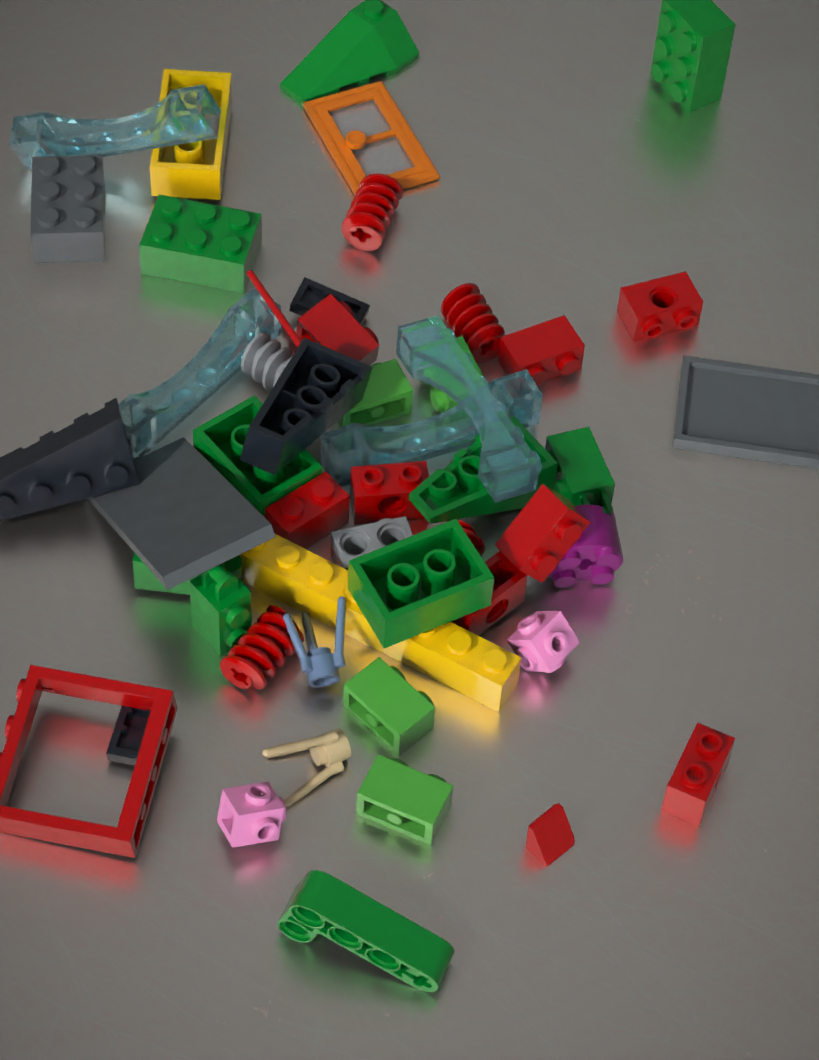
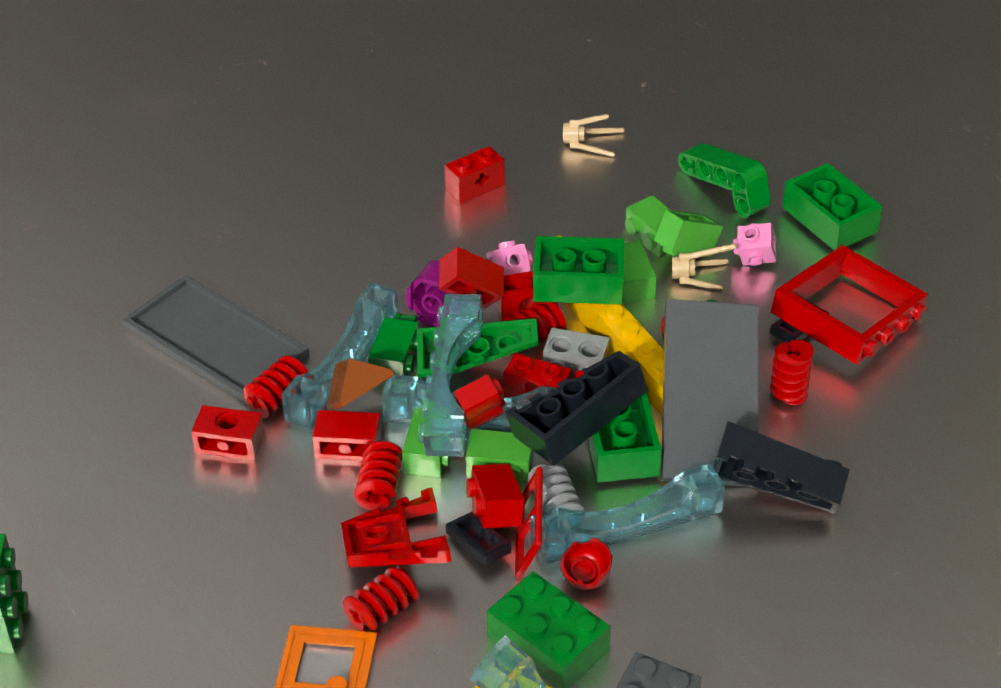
camera: 145 degrees left, 10 degrees down
(105, 612) = (792, 371): none -> red piece
(181, 932) = (832, 206): none -> green brick
(201, 316) = (586, 564): none -> red hair
(319, 662) = (656, 304): sand blue plant -> none
(343, 771) = (687, 232): none -> bright green brick
(414, 254) = (384, 538): none -> red wing
(416, 389) = (480, 401): none -> red brick
(550, 835) = (582, 186): red slope -> none
(560, 367) = (352, 380): none -> dark orange slope
(613, 377) = (310, 390): none -> clear light blue arch
(626, 934) = (576, 131): none -> tan plant
(659, 372) = (265, 390): none -> red piece

